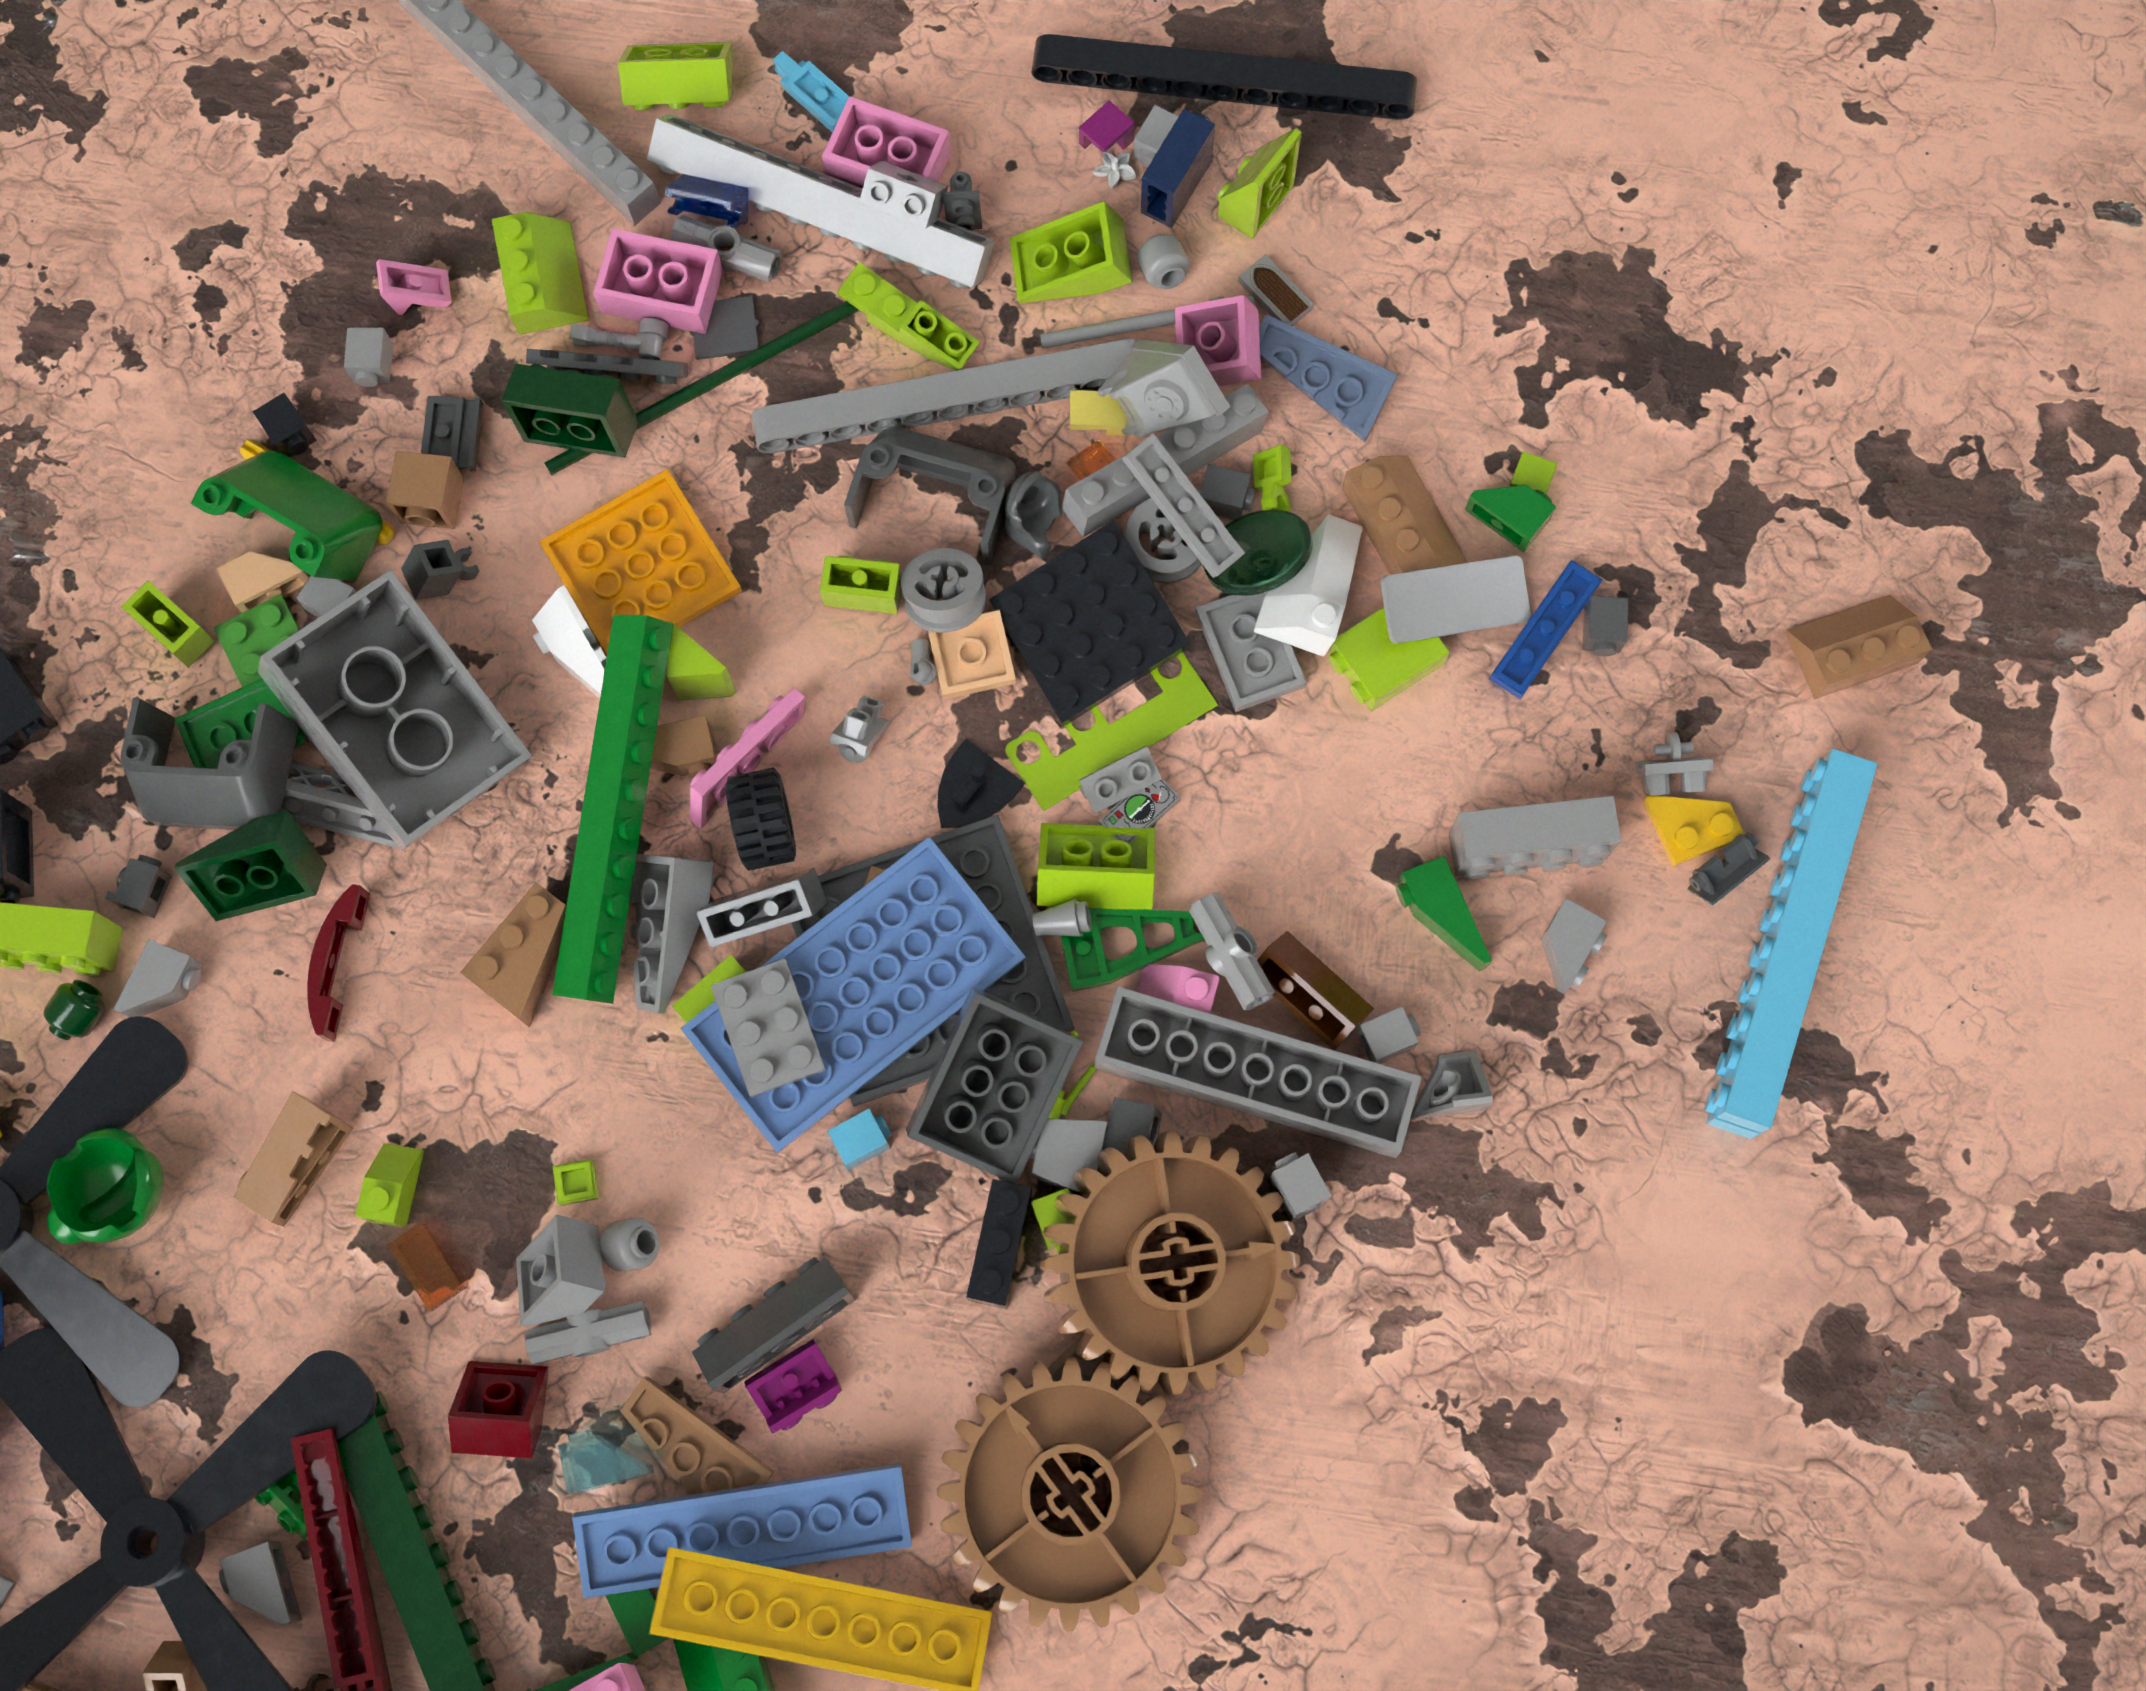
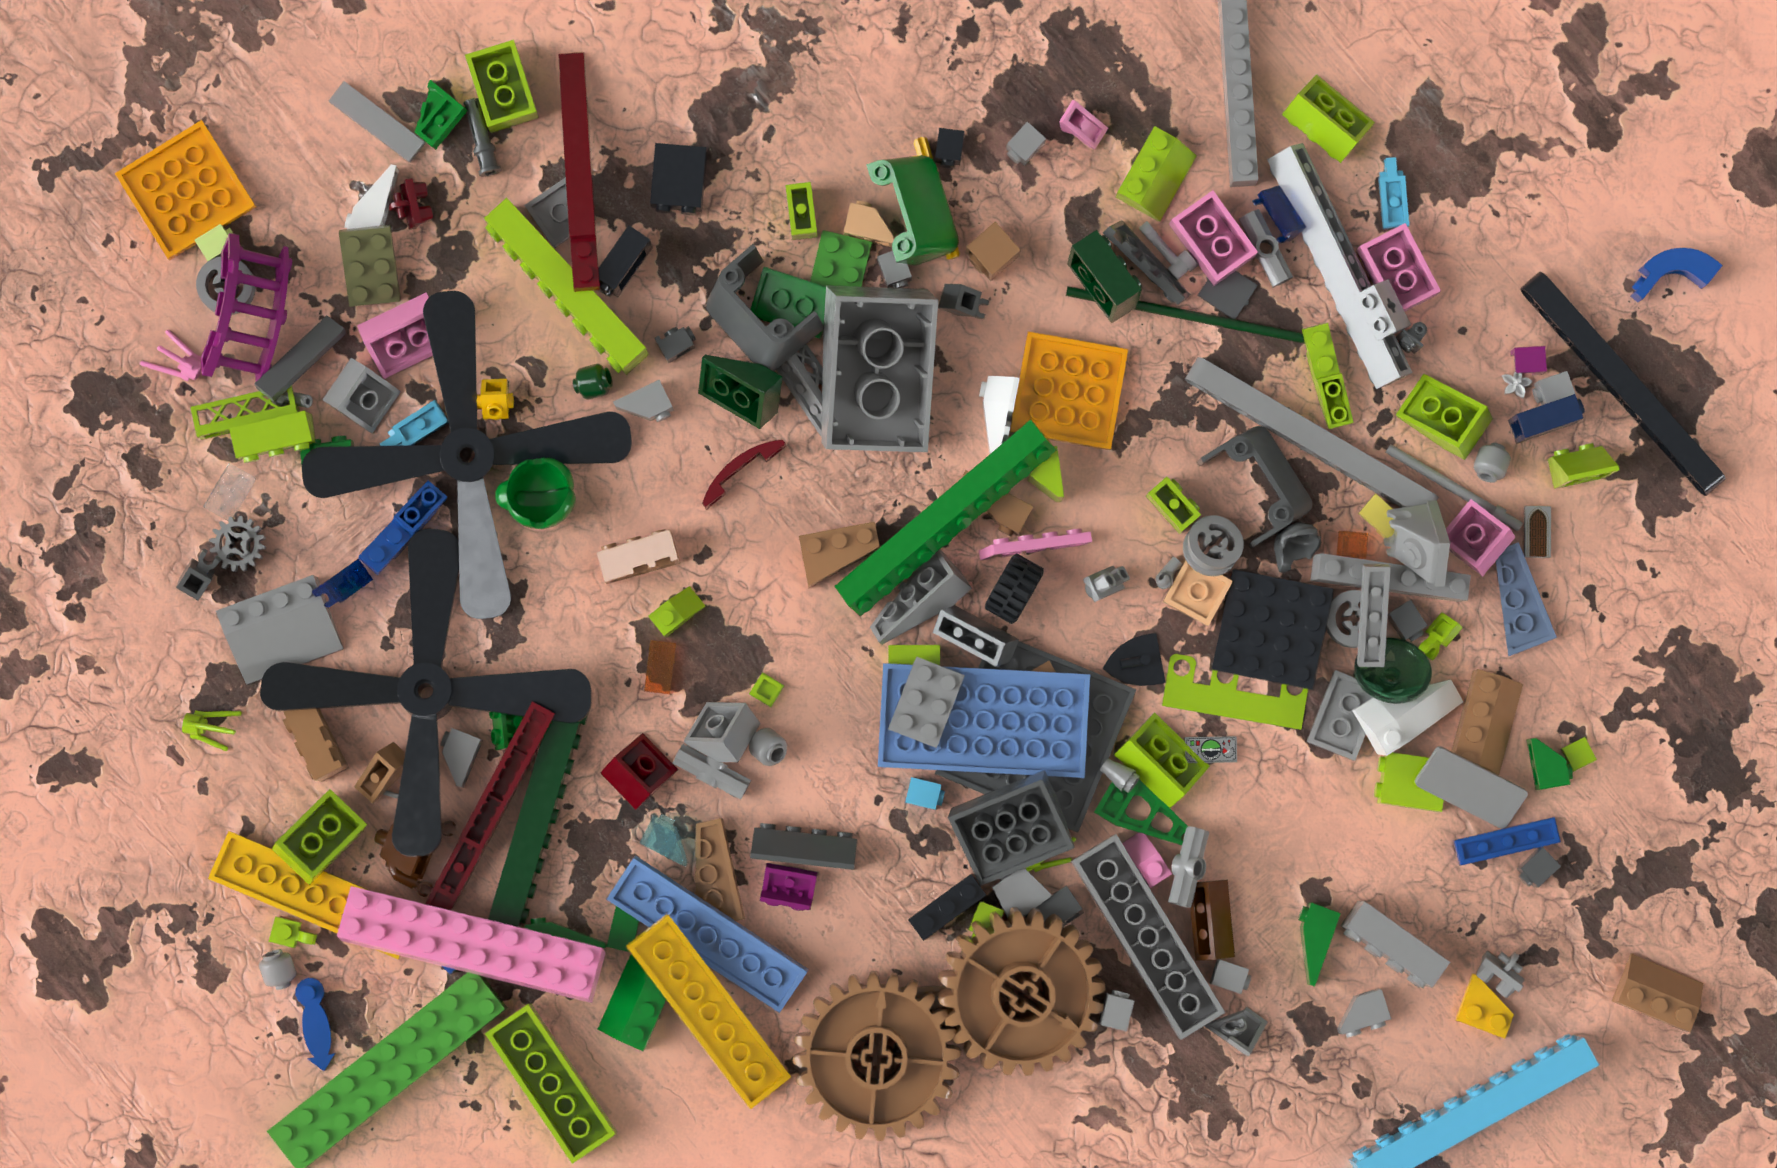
camera: 35 degrees right, 10 degrees up
(453, 429) = (1033, 227): dark grey plate -> none
(1120, 779) = (1214, 726): light grey hinge -> none
(1719, 877) = (1471, 1047): dark grey hinge -> none

